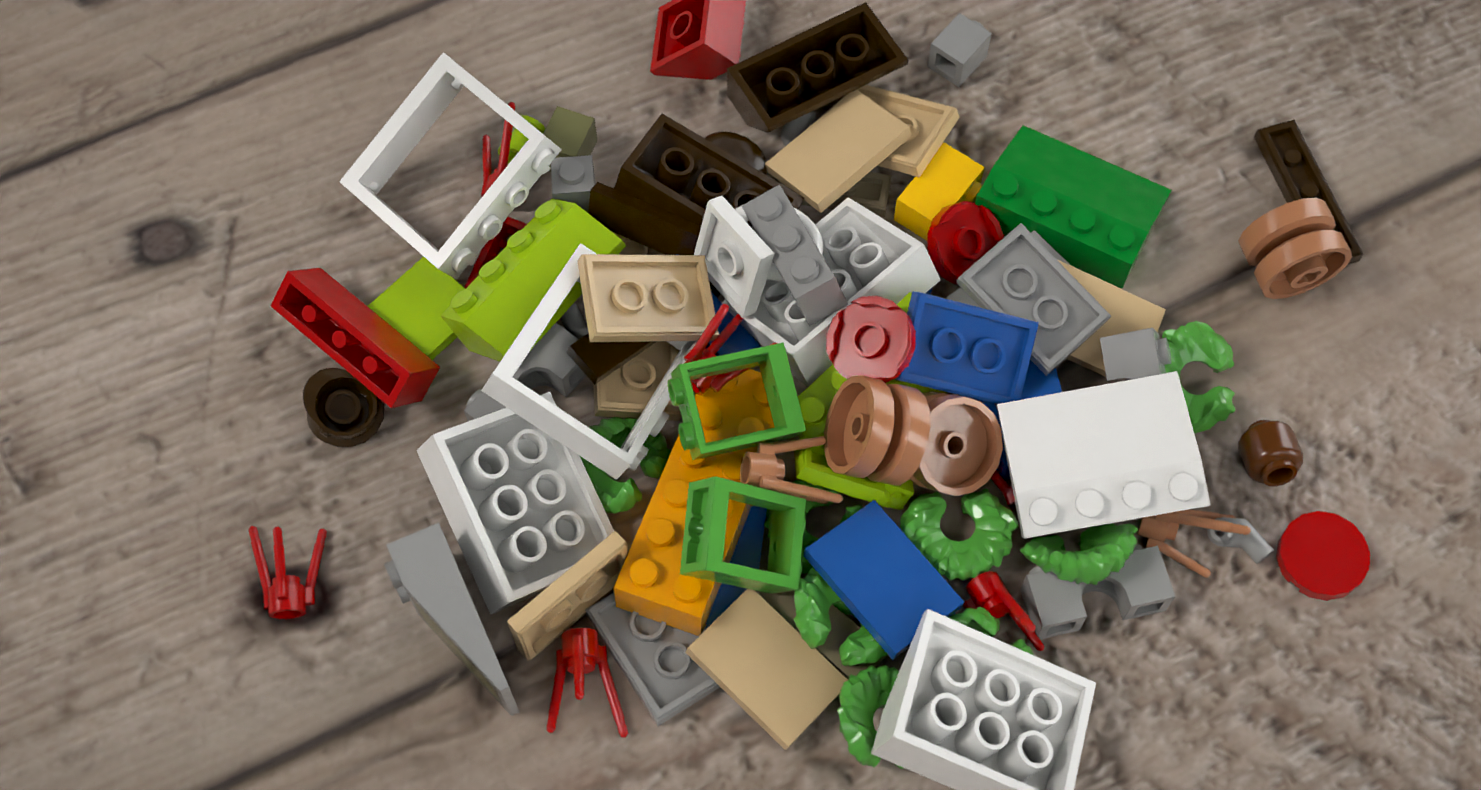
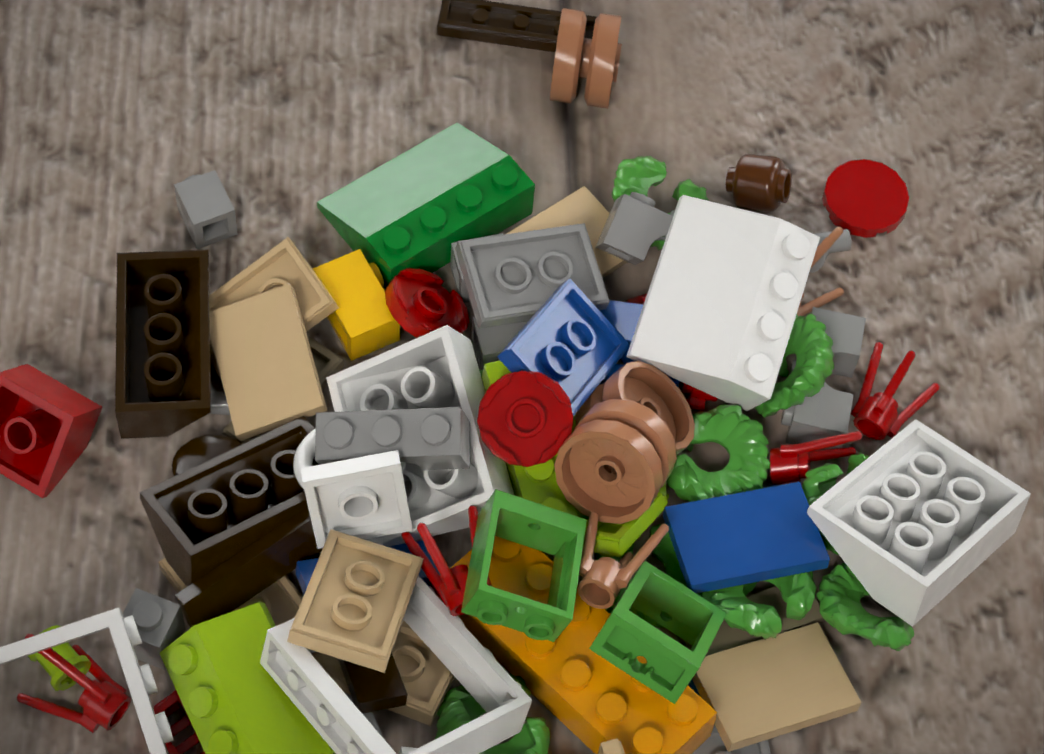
camera: 70 degrees left, 5 degrees down
(571, 133) = (82, 599): olive brick -> none
(1092, 651) = (878, 413): none -> red plant

